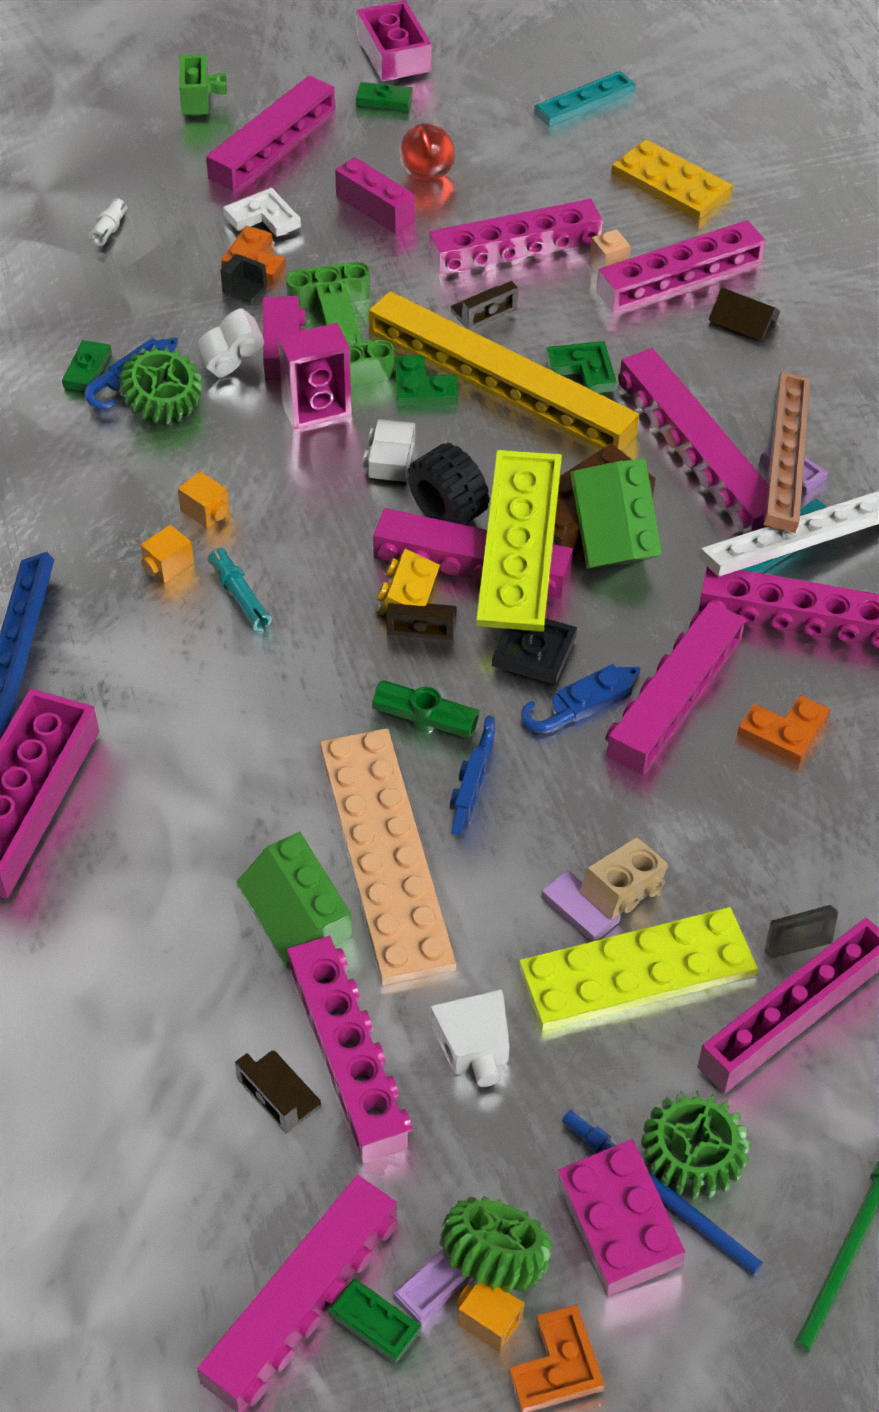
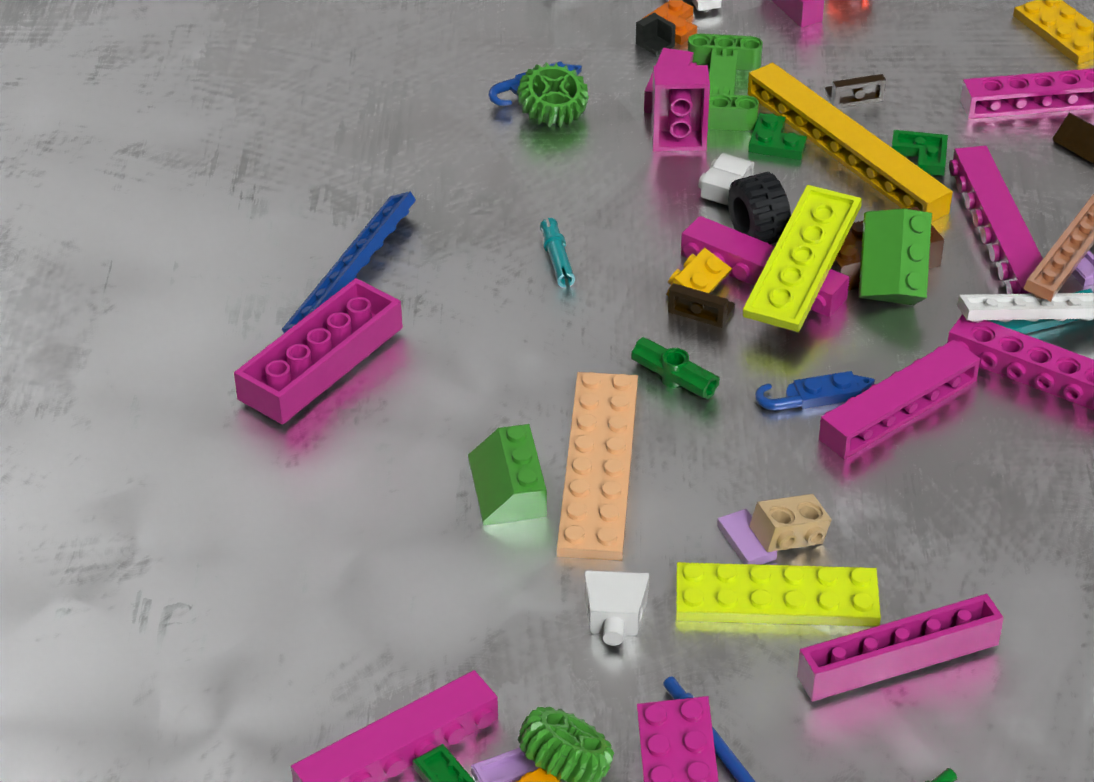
camera: 20 degrees right, 10 degrees down
(86, 364) = (501, 70): green plate -> none
(166, 554) = (508, 215): light orange brick -> none
(203, 499) = (554, 183): light orange brick -> none
(230, 343) = (621, 76): white brick -> none
(277, 1089) = (438, 604): dark brown panel -> none
(372, 1134) = (506, 589): dark pink brick -> none
(472, 776) = (693, 425): blue plate -> none
(514, 236) = (904, 45): dark pink brick -> none
(536, 652) = (787, 348): black plate -> none
(608, 249) = (980, 65): light nougat brick -> none
(666, 1129) = (768, 719): bright green gear -> none
(789, 735) = (985, 458): orange plate -> none
(801, 931) = (928, 596): clear smoke tile -> none

